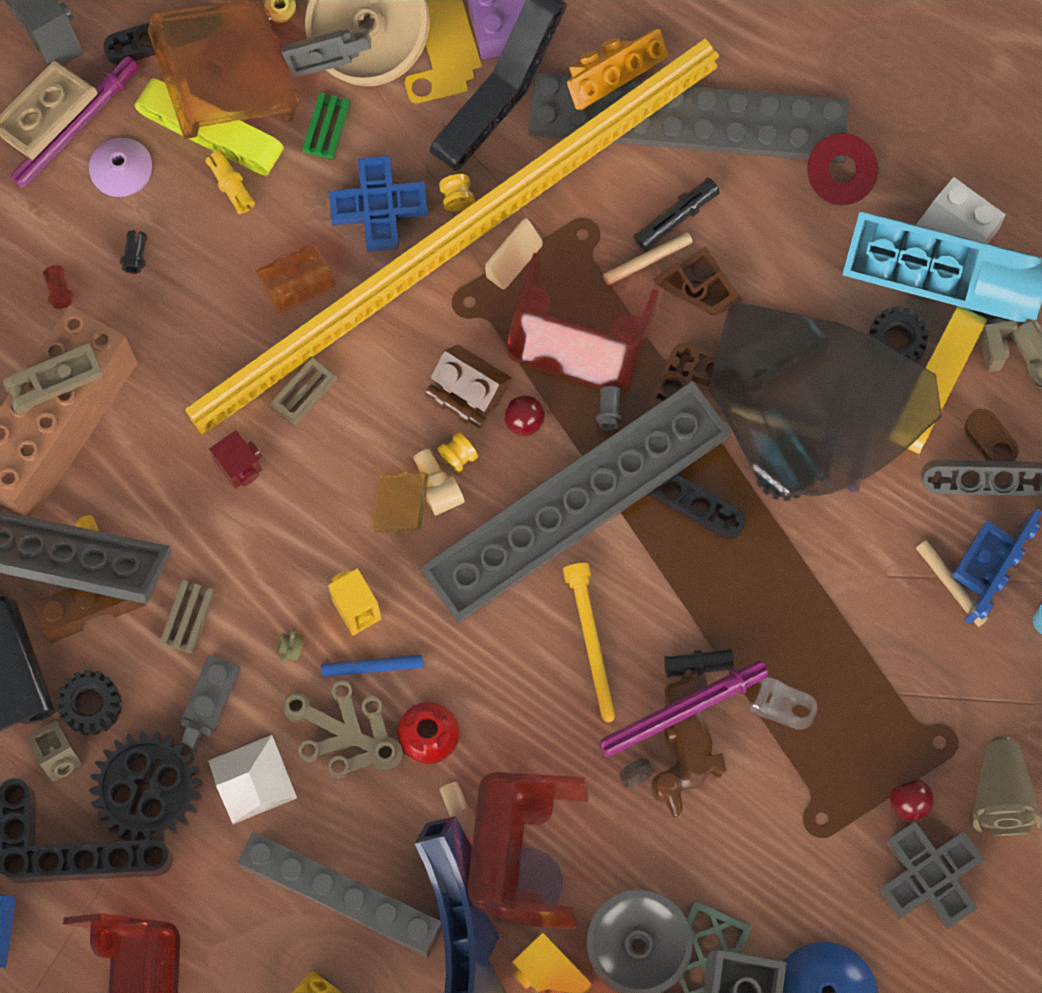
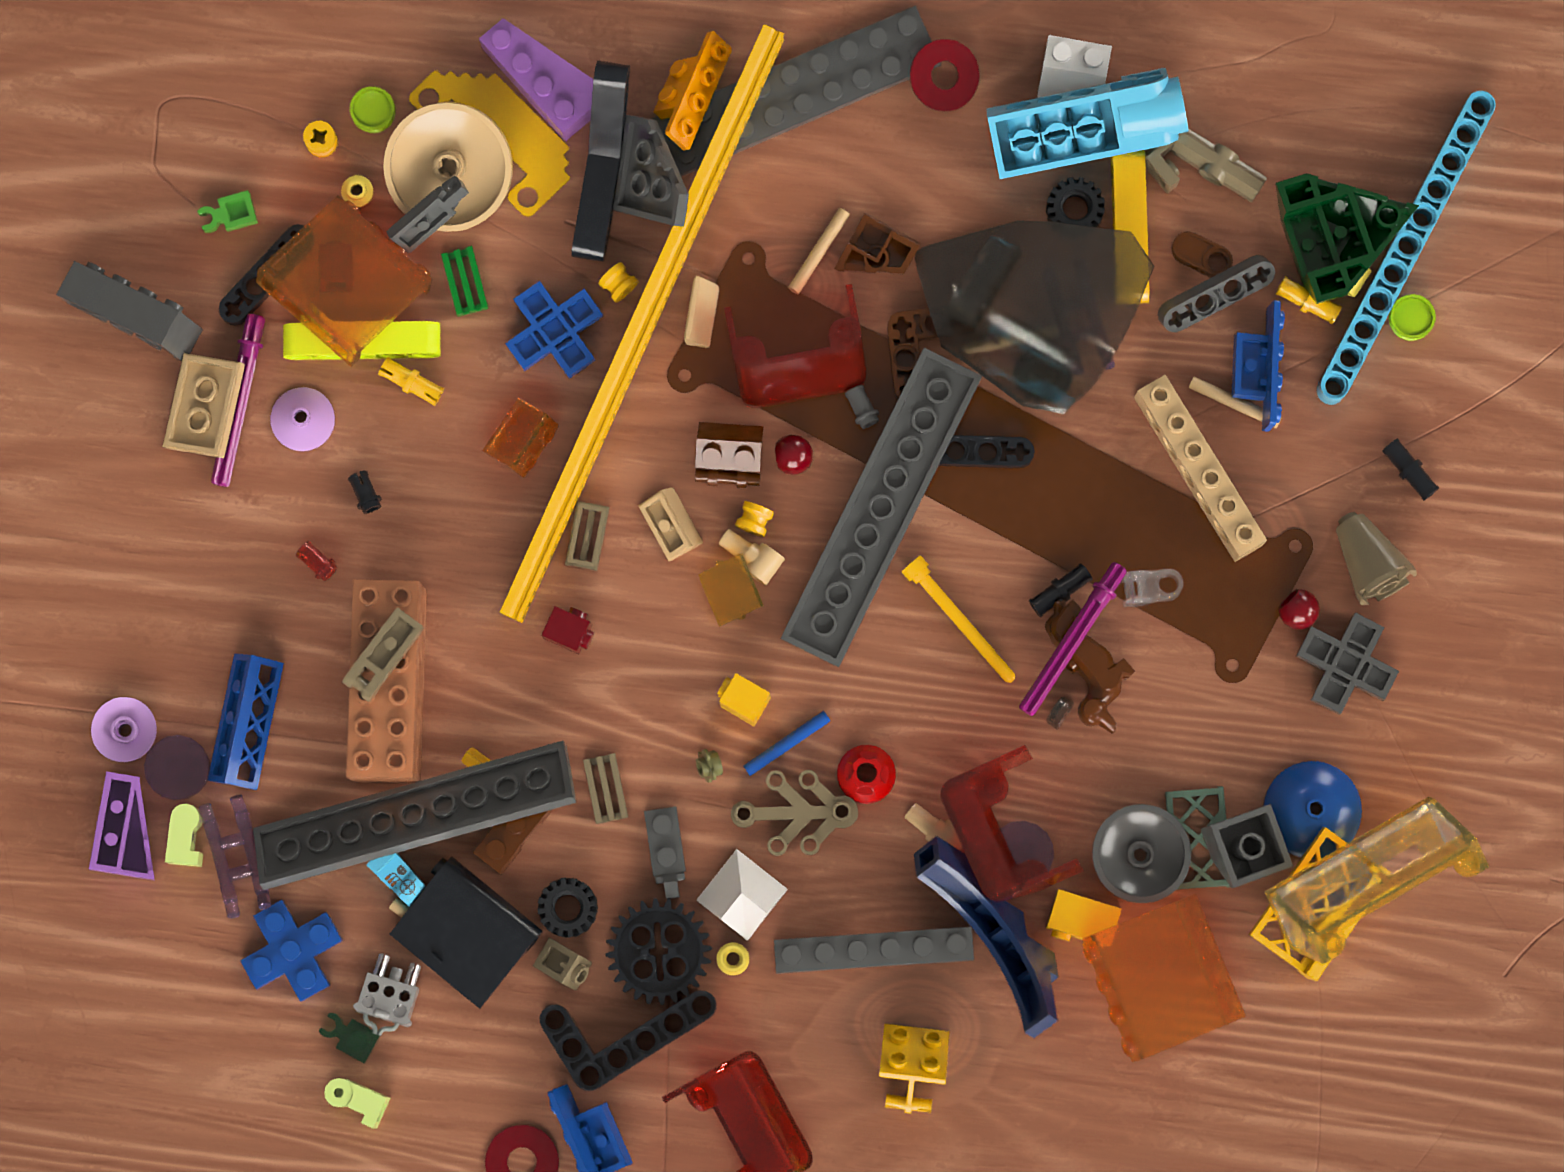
camera: 25 degrees left, 10 degrees up
(205, 822) = (729, 948): none -> light yellow plate
(382, 419) = (670, 523): none -> tan slope
(533, 115) = (648, 175): none -> dark grey plate
(686, 206) = (836, 161): black pin -> none
(887, 623) = (1200, 468): none -> tan brick

